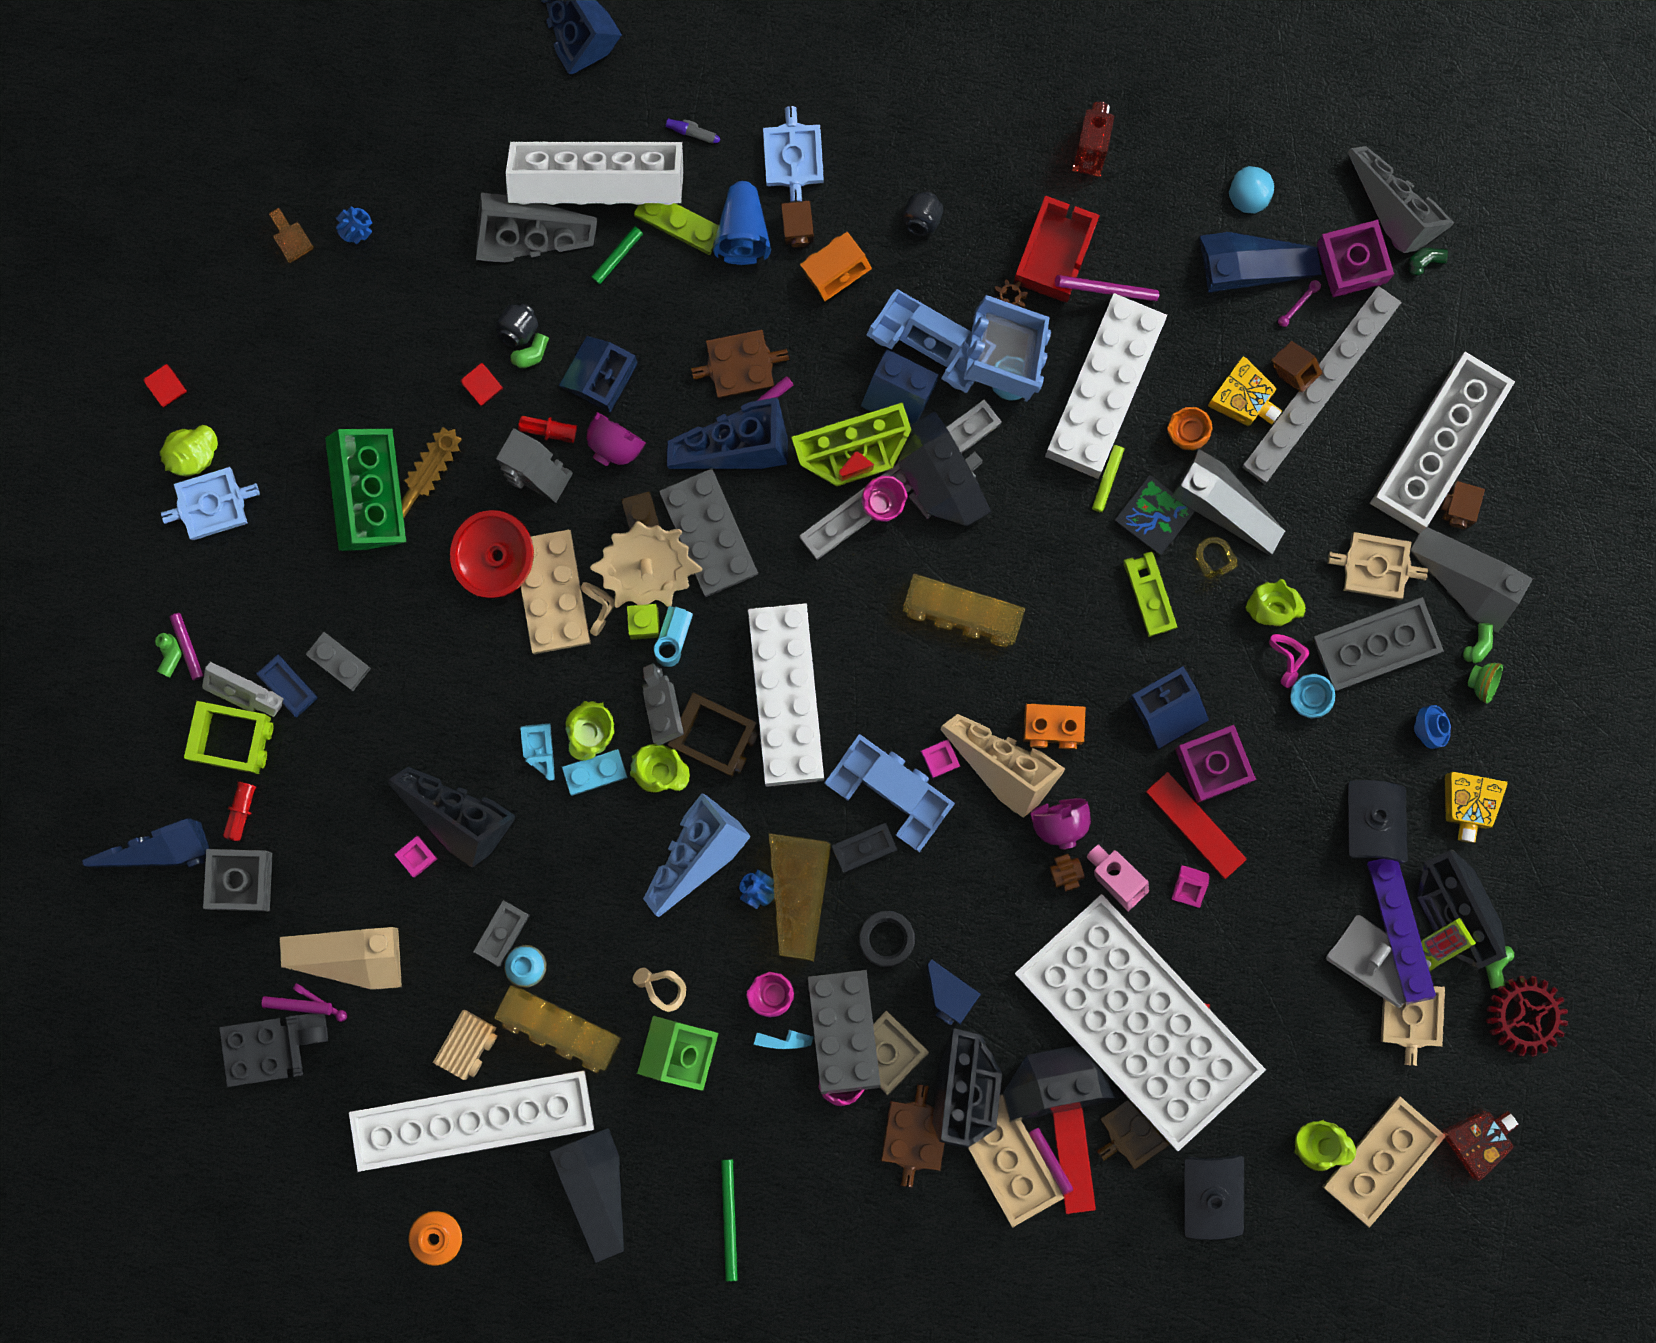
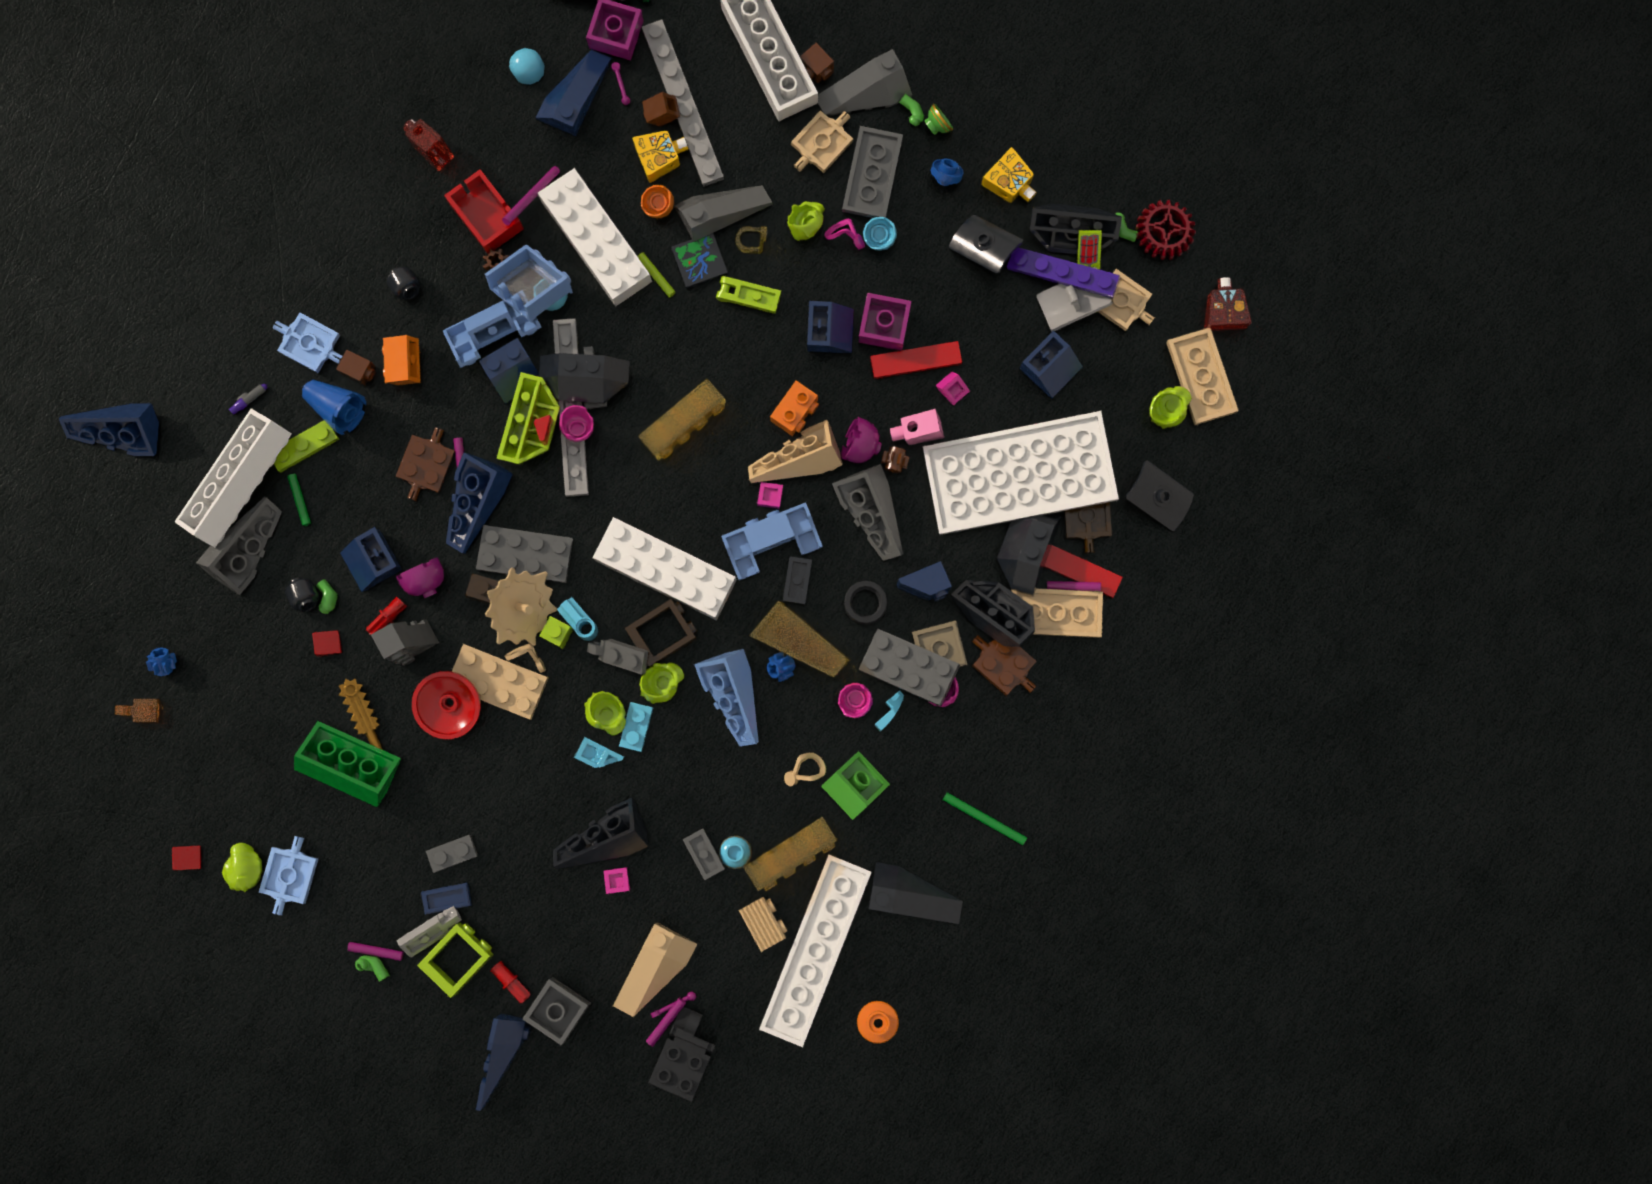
camera: 60 degrees left, 0 degrees up
(1002, 873) = (871, 504): none -> dark grey wedge
(1286, 982) = (1051, 364): none -> dark blue slope

